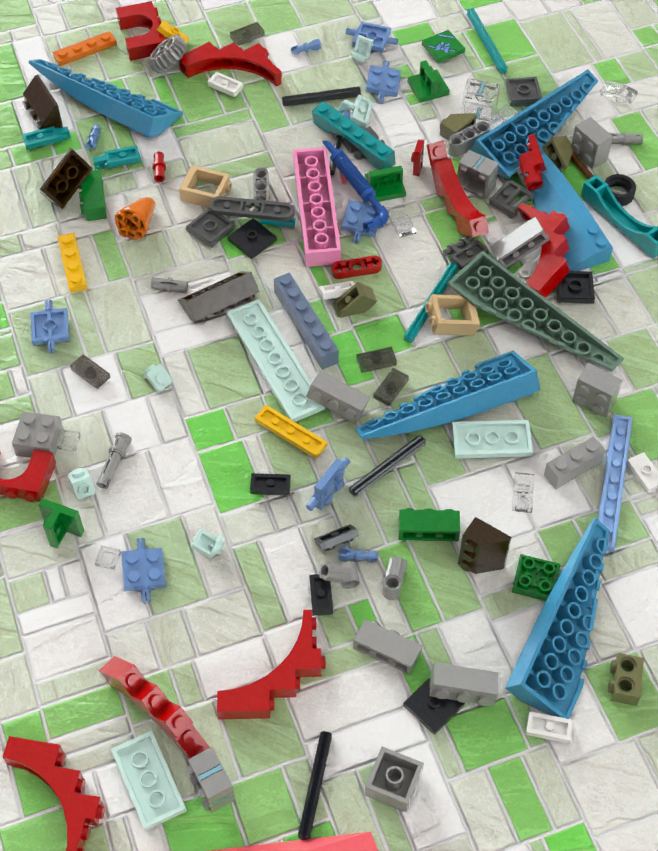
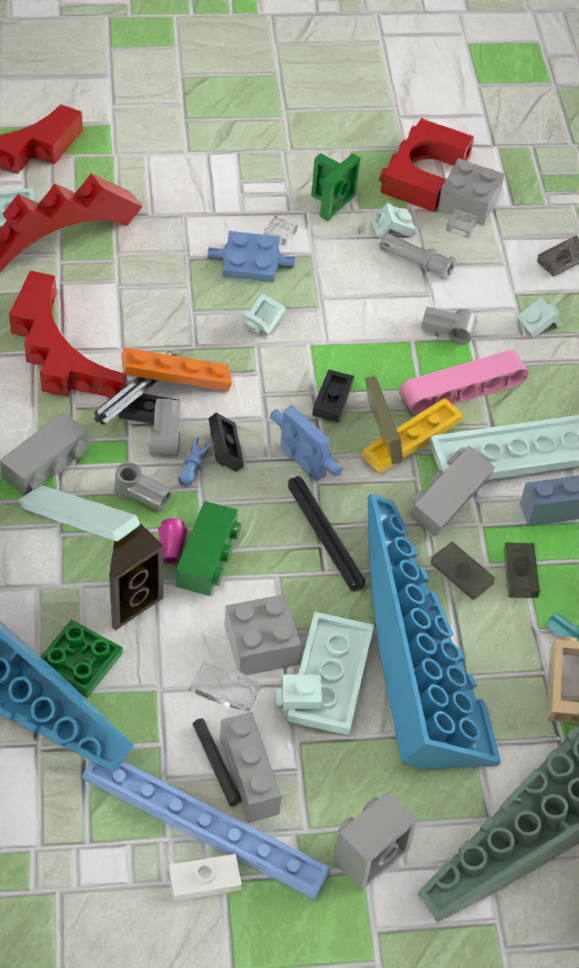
camera: 100 degrees right, 5 degrees down
(180, 425) = (457, 325): none -> light grey piece
(234, 411) = (464, 381): none -> bright pink beam
(286, 581) = (176, 369): none -> orange plate
(291, 443) = (384, 420): none -> olive tile
(312, 600) = (124, 398): none -> axle
(428, 548) = (172, 537): none -> dark pink cone
(450, 590) = (80, 512): none -> light aqua tile
(483, 477) = (262, 635): none -> light grey brick
(517, 449) = (299, 693): none -> light aqua bracket
(573, 485) = (216, 762): none -> pearl dark grey bar

